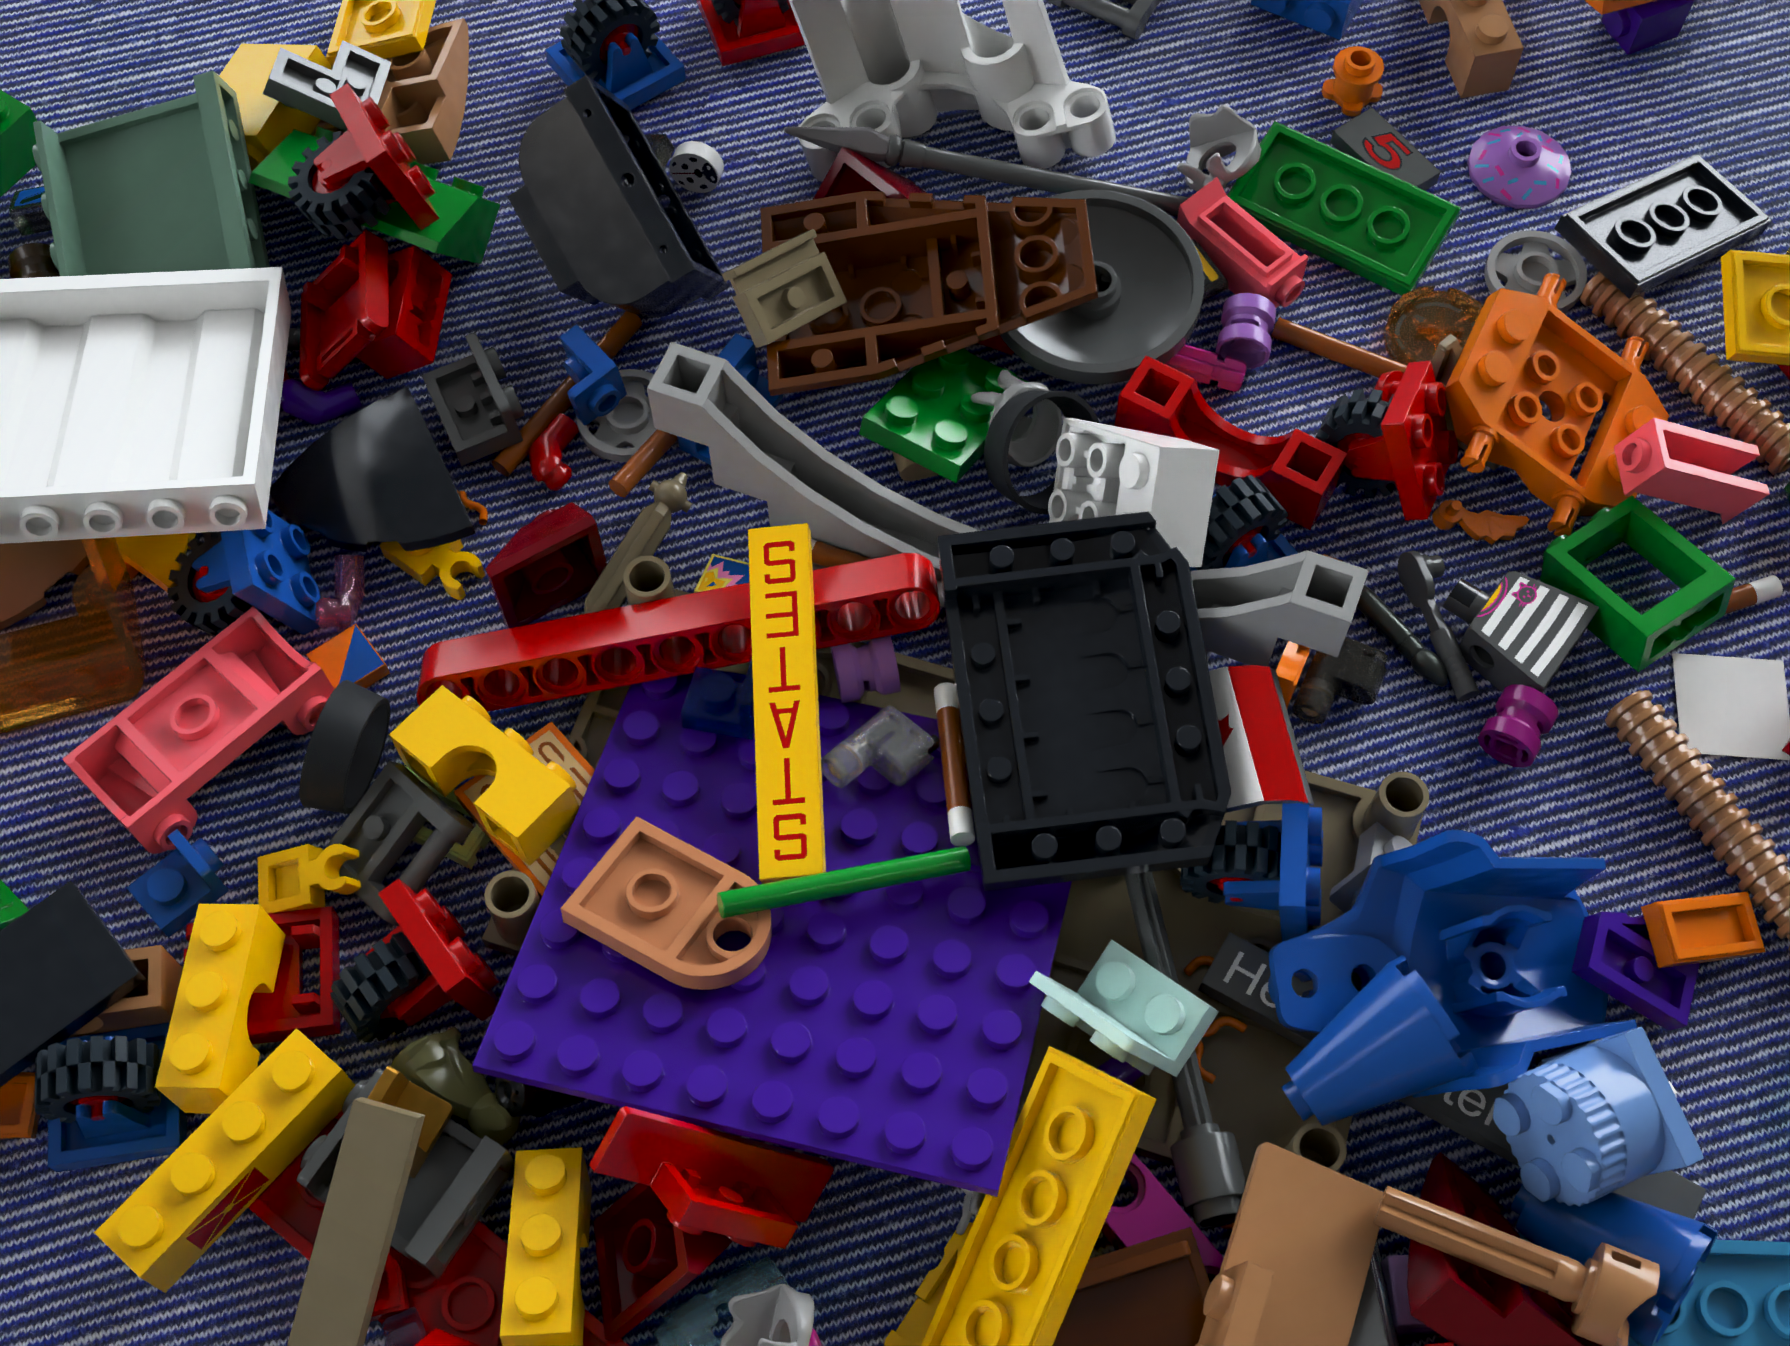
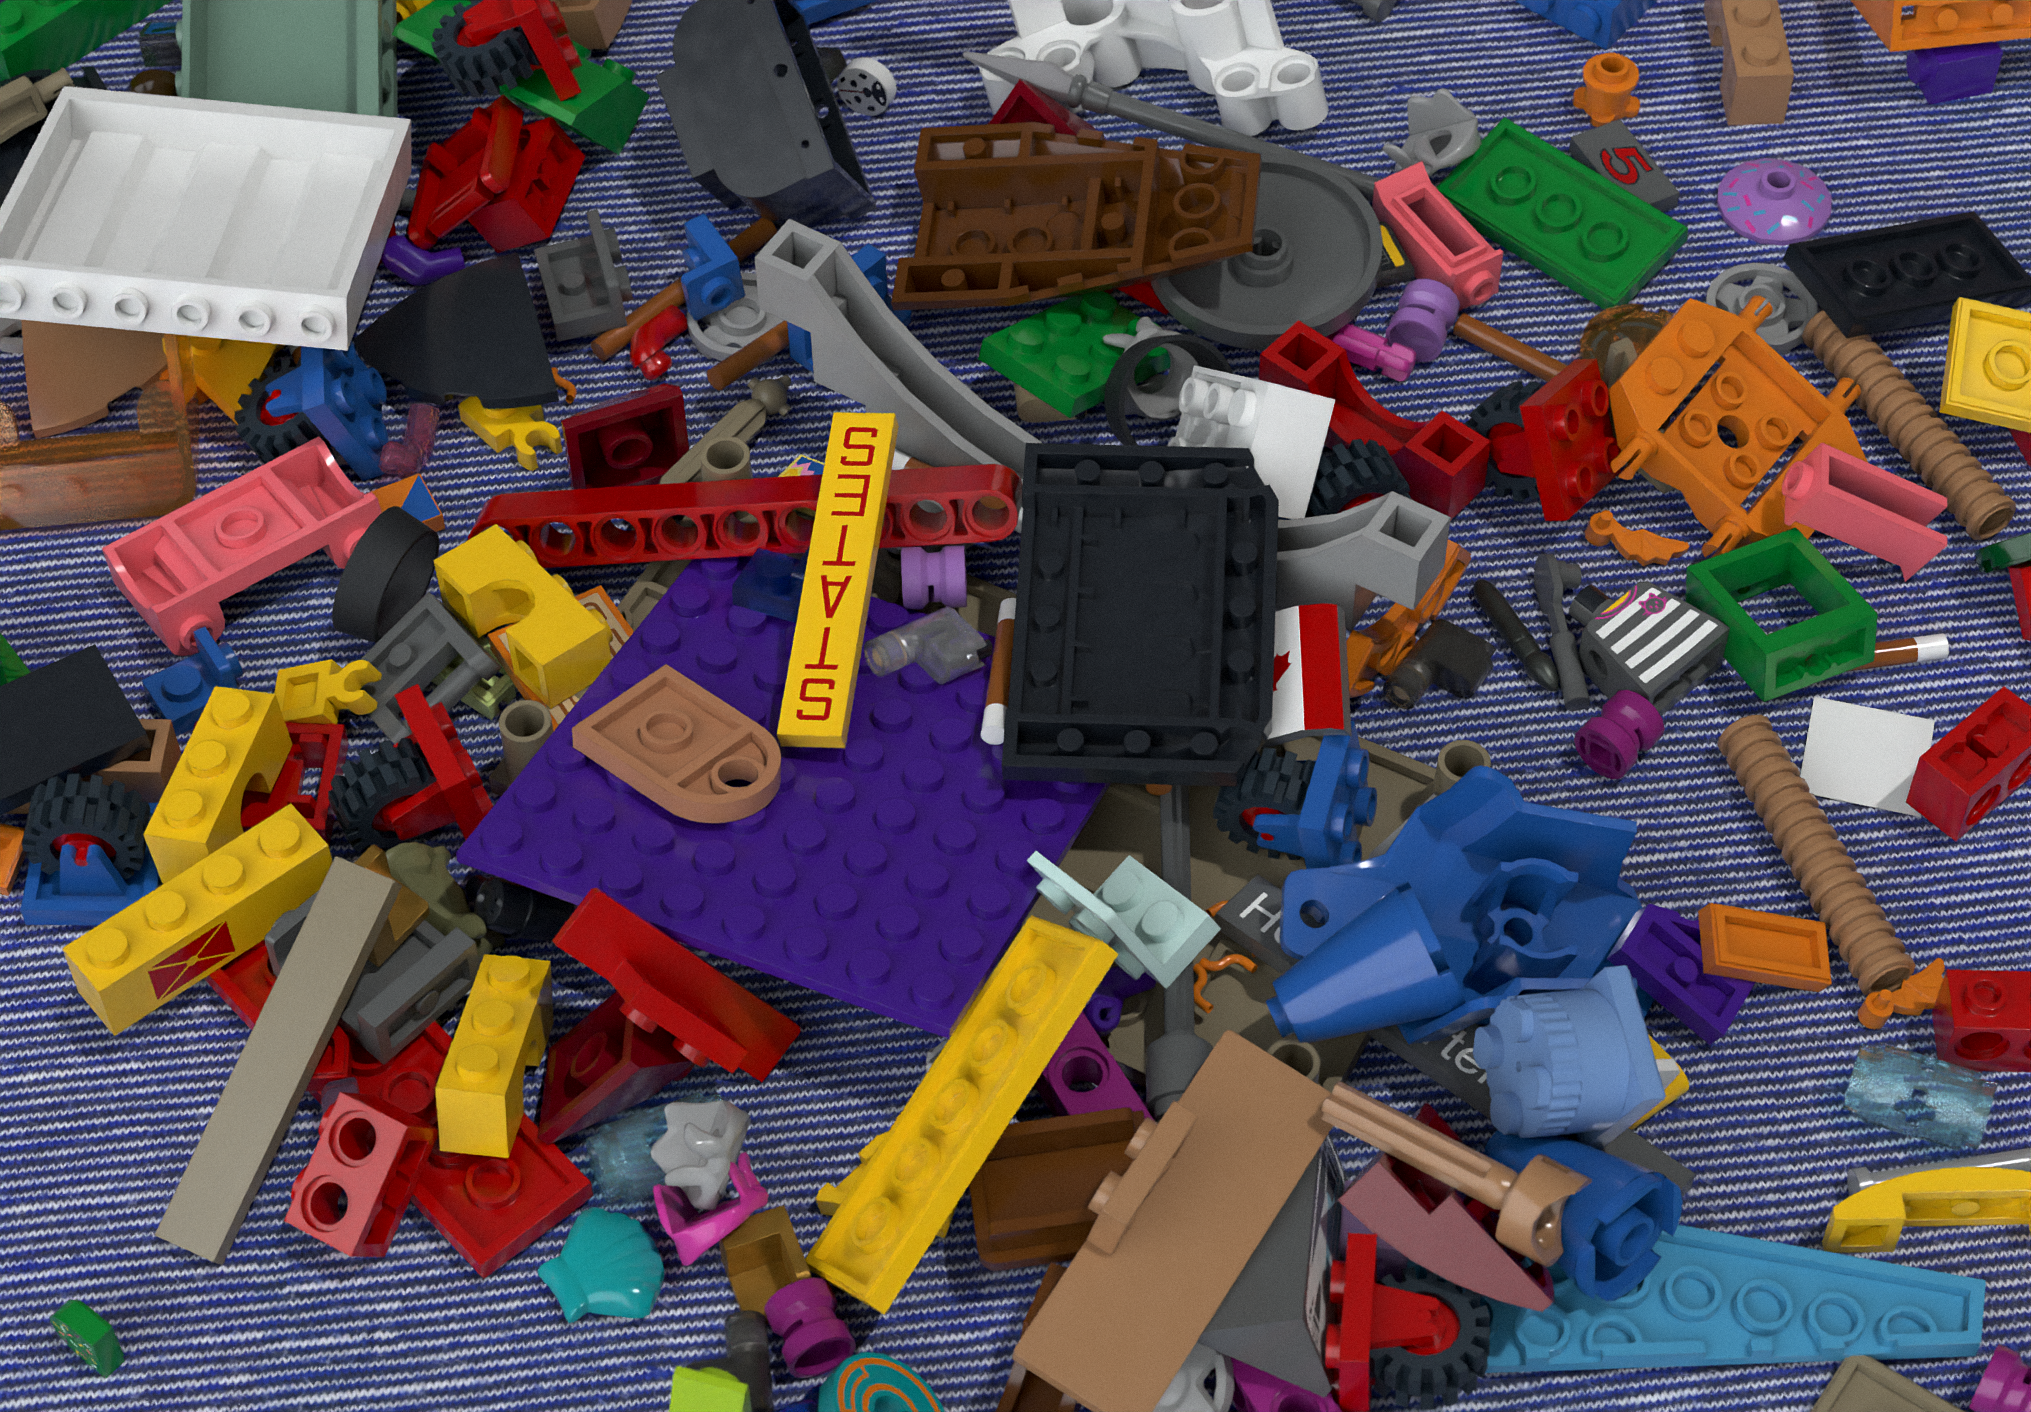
camera: 10 degrees right, 10 degrees down
(784, 288) = (928, 205): dark tan plate -> none
(843, 881) = (861, 746): green bar -> none

